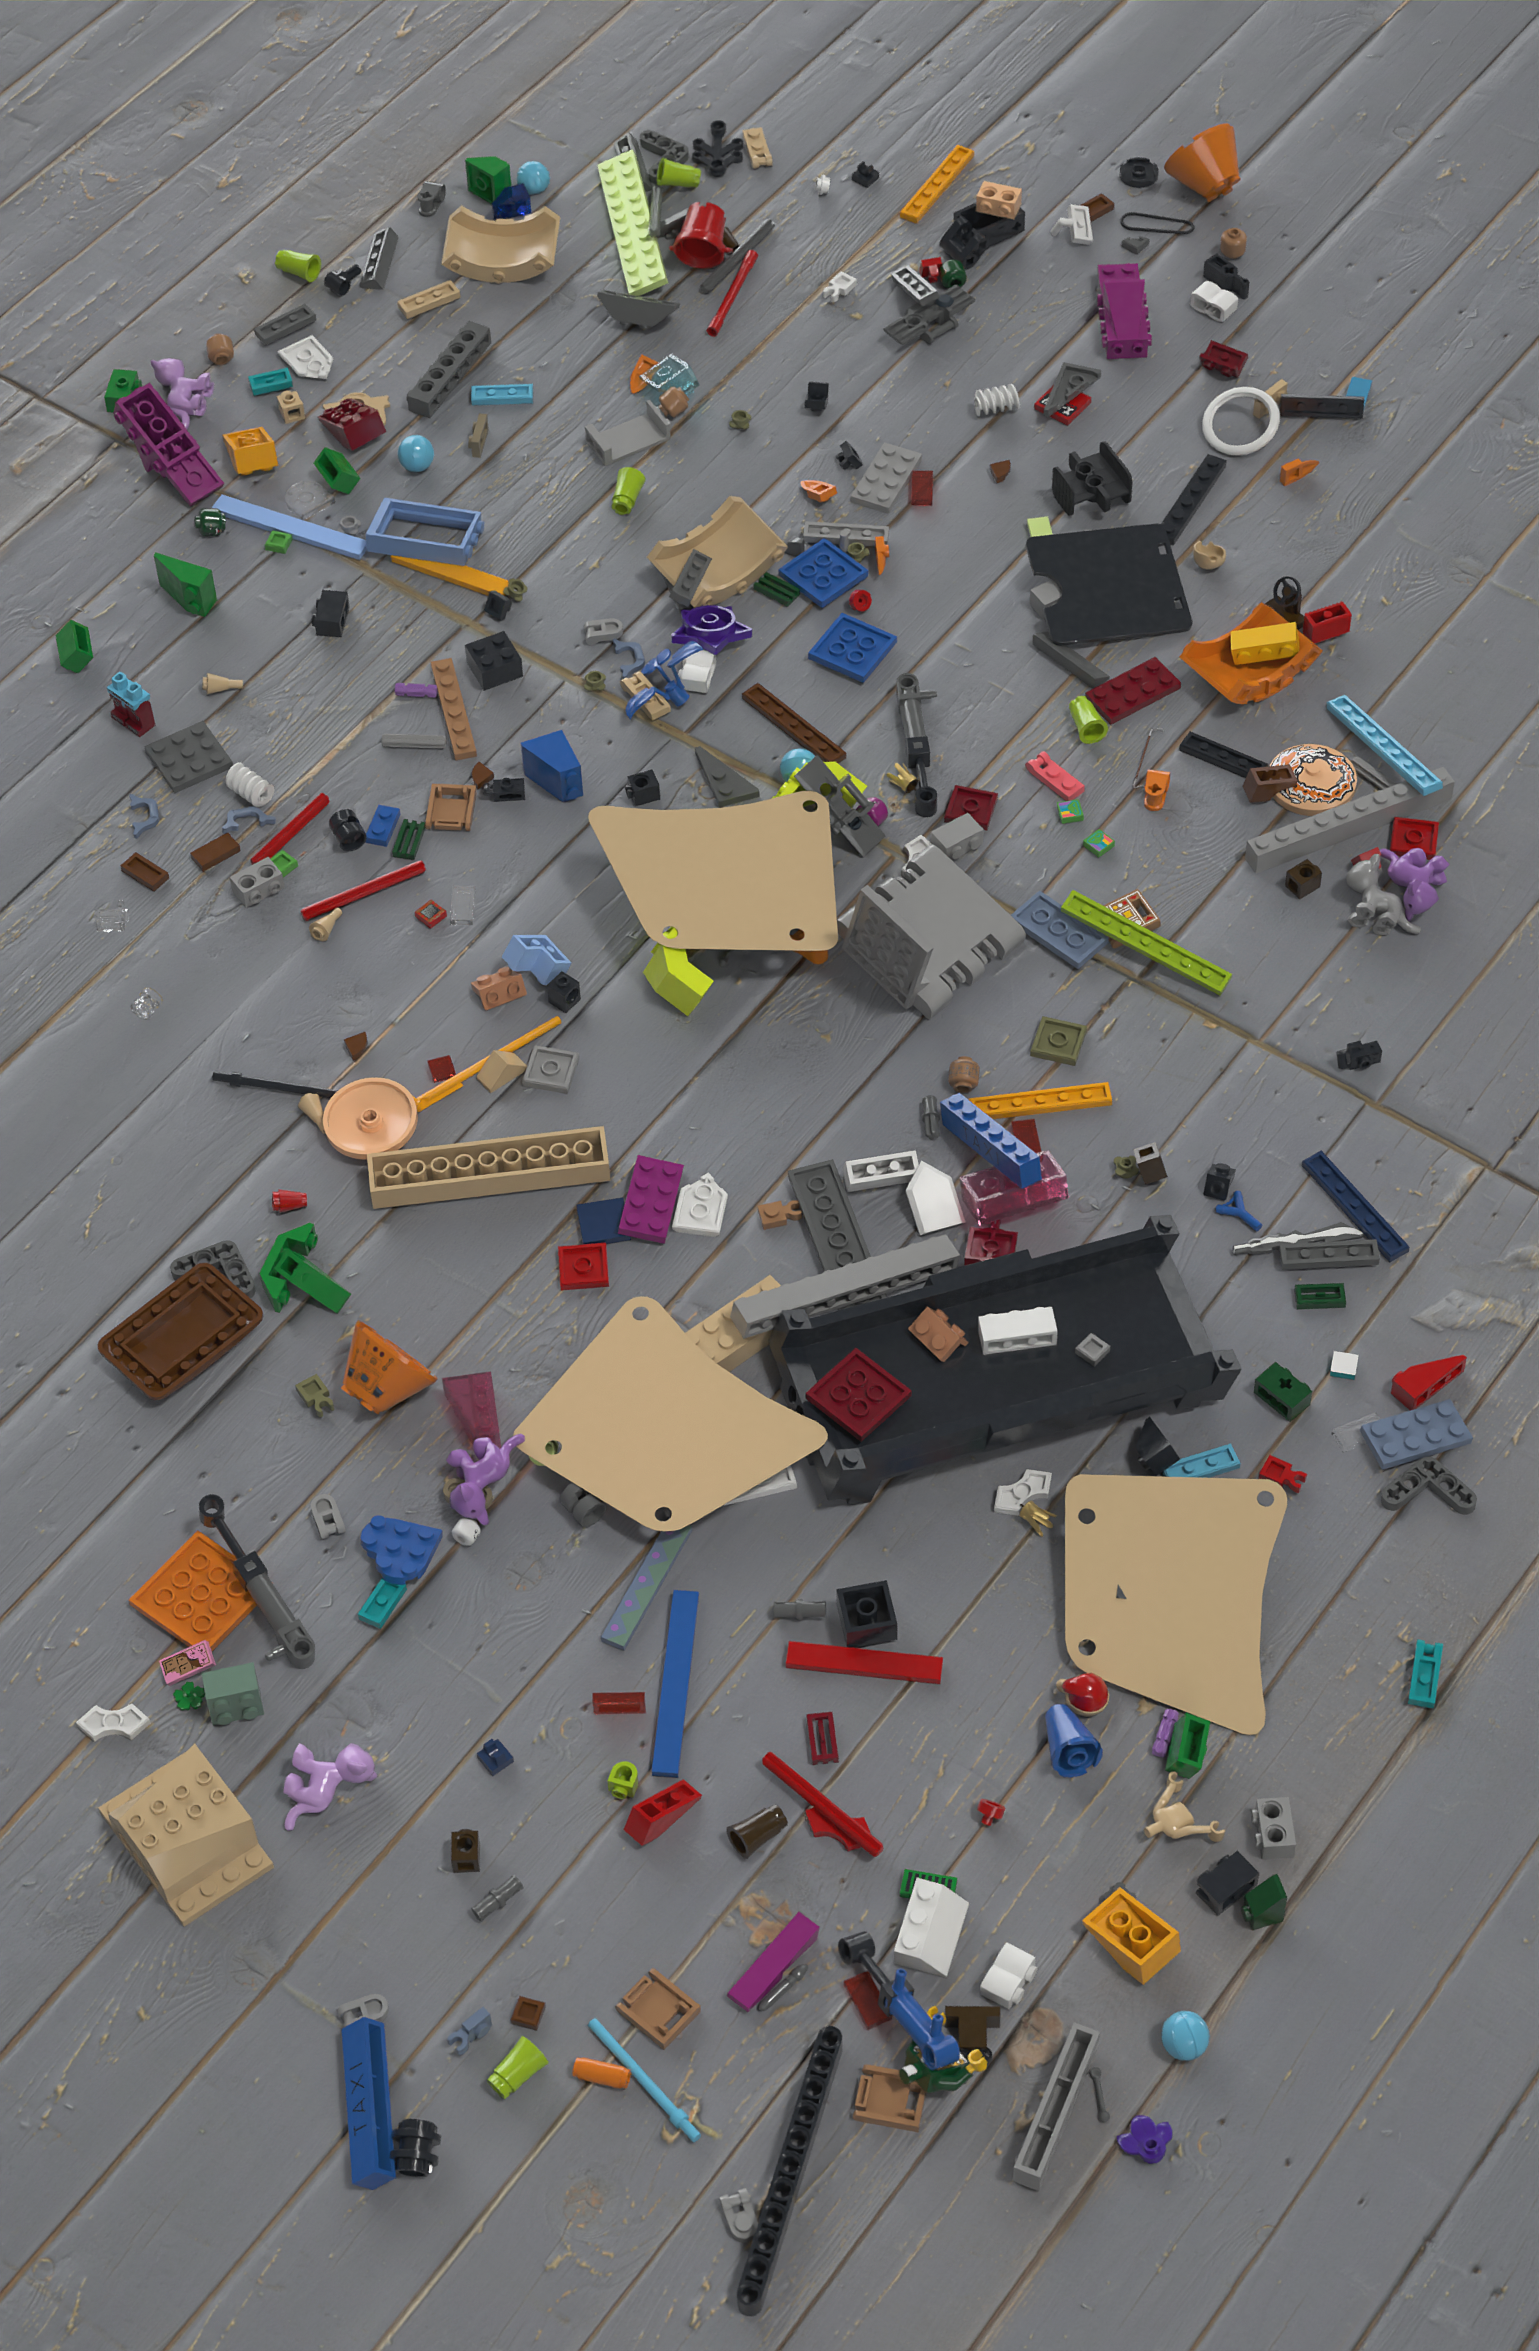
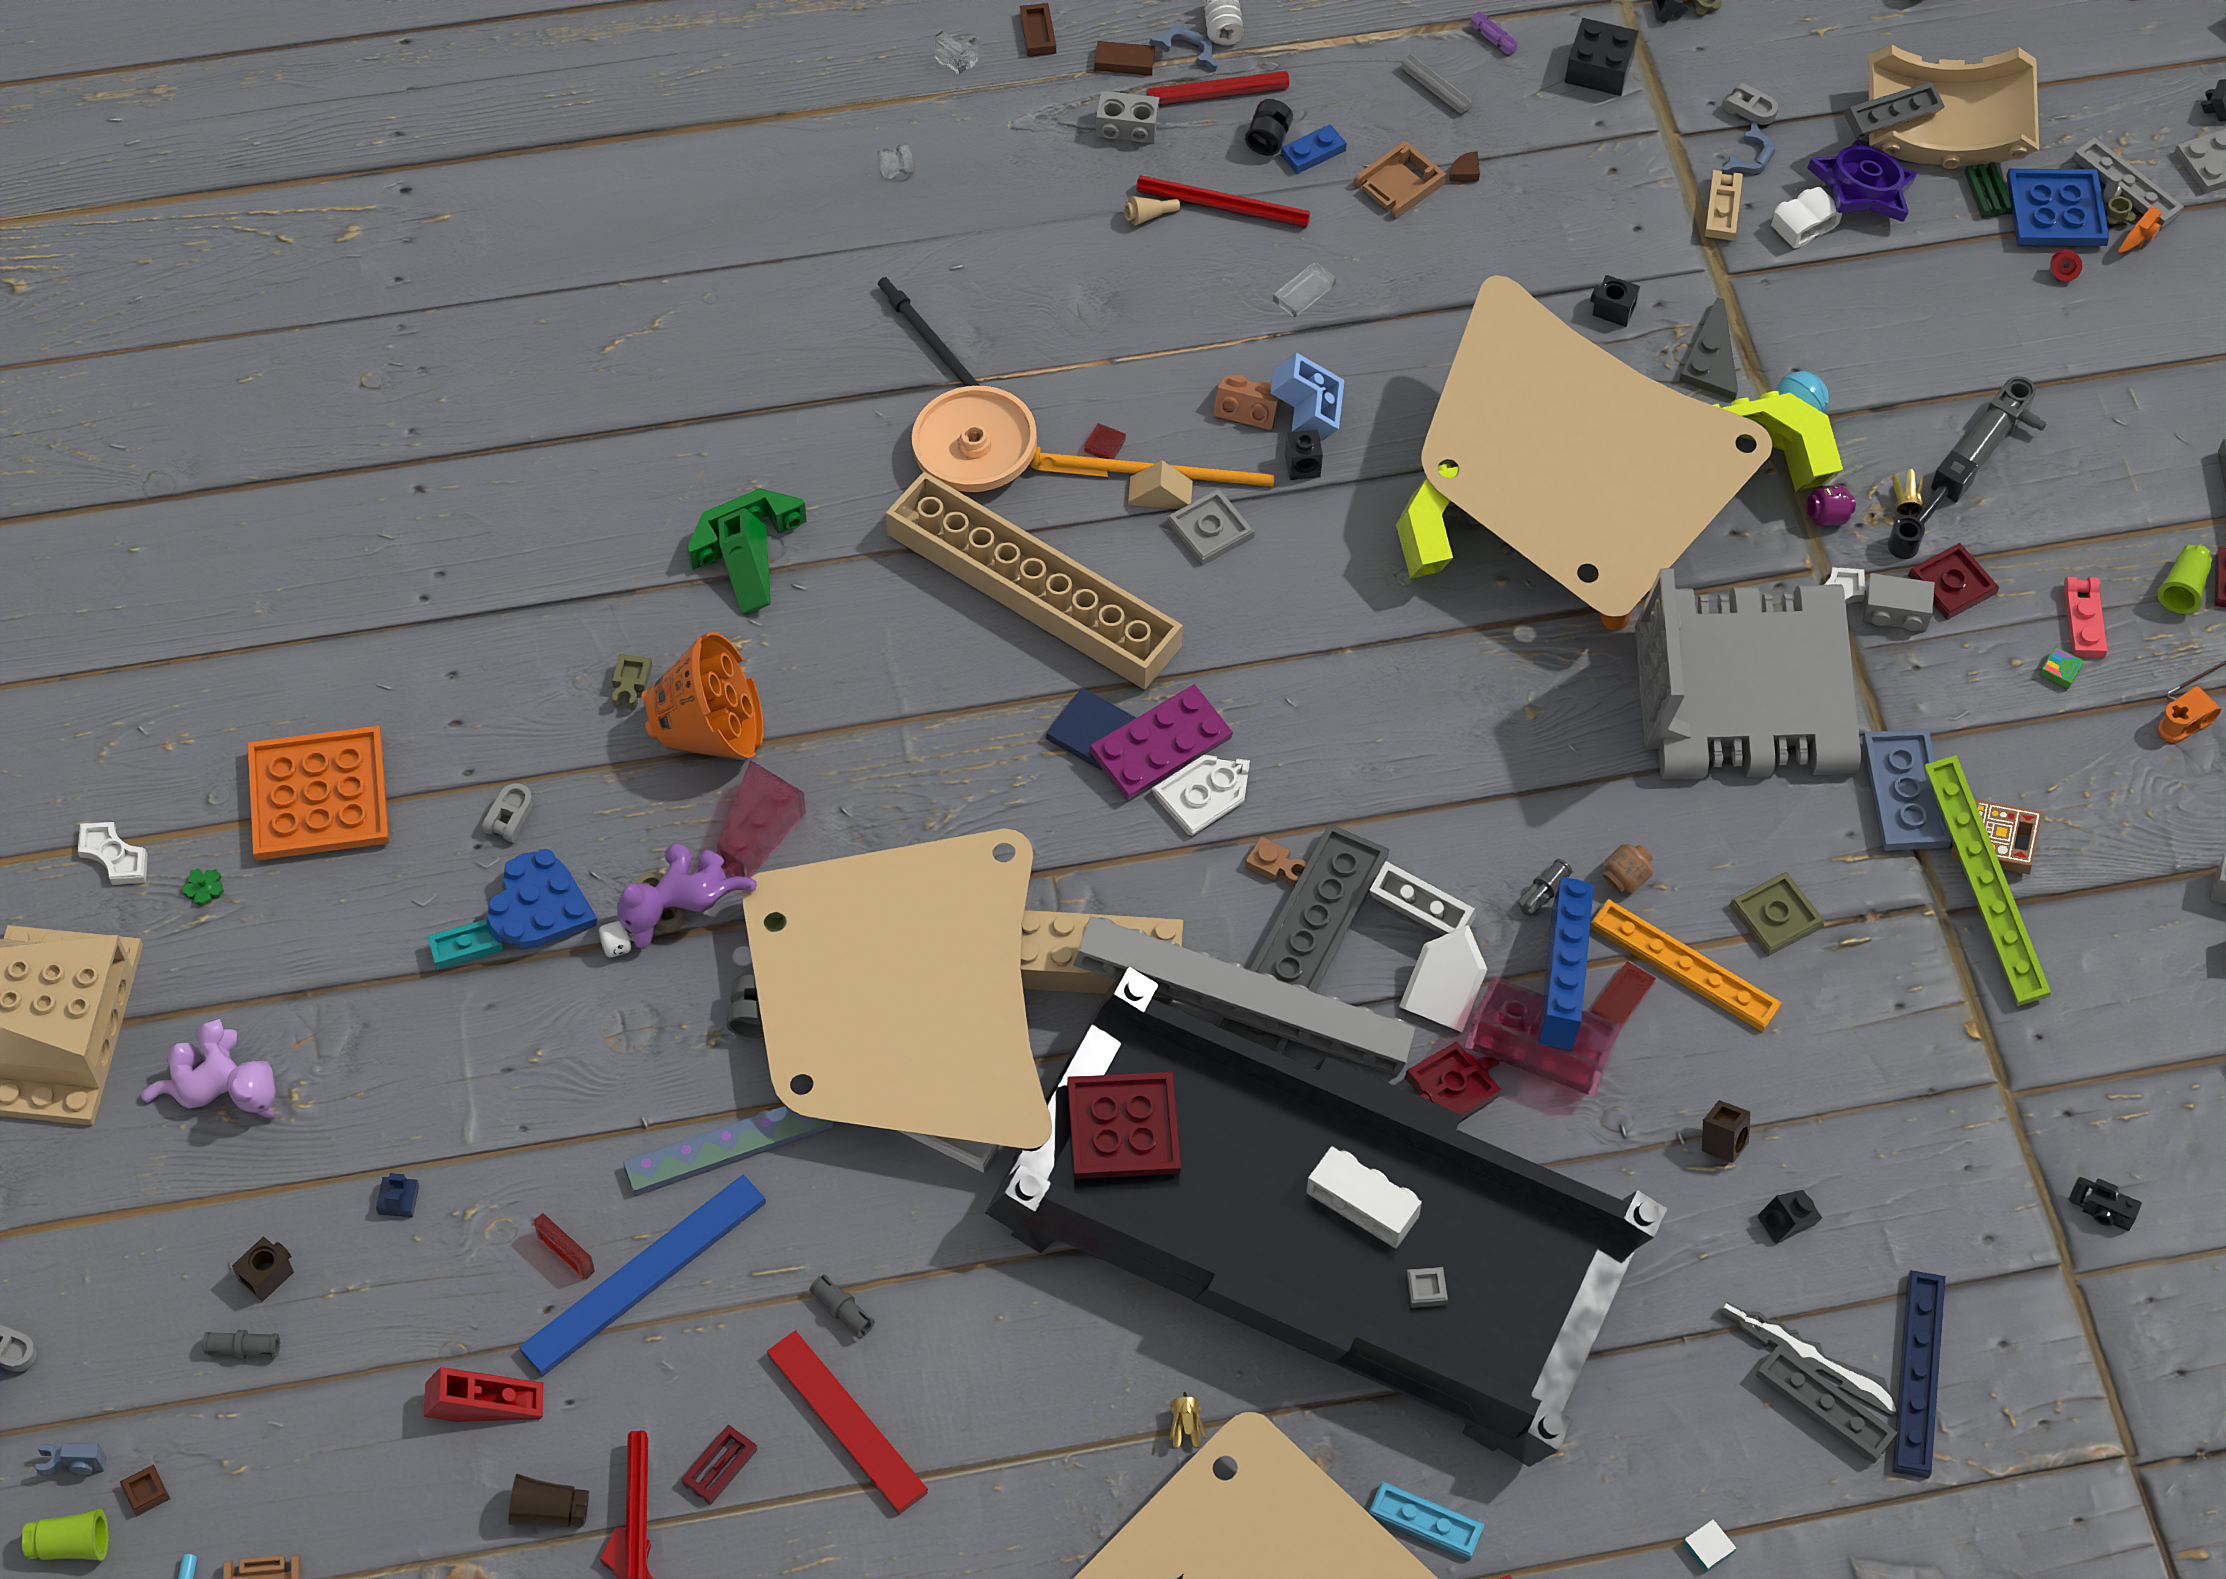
camera: 40 degrees right, 5 degrees up
(180, 1331) = (572, 513): reddish brown wedge -> none
(187, 1662) = (229, 850): tile -> none
(224, 1261) = (693, 478): dark grey beam -> none
(233, 1694) = (227, 917): sand green brick -> none
(254, 1578) = (367, 815): dark grey piece -> none
(284, 862) = (1175, 117): bright green tile -> none
(288, 1200) = (814, 461): red cone -> none
(311, 1106) = (937, 381): tan cone -> none
(356, 1045) = (1049, 354): reddish brown tile -> none
(399, 841) = (1320, 179): dark green tile -> none
(430, 914) = (1263, 274): tile -> none
(453, 709) = (1511, 79): medium nougat plate -> none
(506, 789) = (1474, 200): black piece -> none
(553, 765) = (1542, 207): blue slope -> none
(583, 1266) = (1023, 758): red tile -> none
(594, 681) = (1687, 152): olive plate -> none
(623, 1780) = (480, 1331): lime plate -> none
(674, 690) = (1756, 218): blue plant -> none
(793, 724) = (1851, 351): reddish brown tile -> none
(795, 547) = (2054, 157): dark grey tile -> none
(819, 490) = (2147, 114): orange plate -> none
(852, 647) = (2004, 311): blue plate -> none
(852, 823) = (1779, 476): dark grey piece -> none
(867, 1614) = (895, 1371): black brick -> none
(937, 1333) = (1279, 1128): nougat bracket -> none
(1031, 1487) = (1221, 1383): white tile -> none
(1098, 843) = (2057, 727): bright green tile -> none
(1126, 1171) = (1691, 1113): olive plate -> none
(1155, 1449) = (1391, 1456): black slope -> none
(1239, 1211) = (1777, 1268): blue piece -> none
(1283, 1391) = (1600, 1536): dark green brick -> none
(1320, 1299) = (1760, 1453): dark green tile -> none

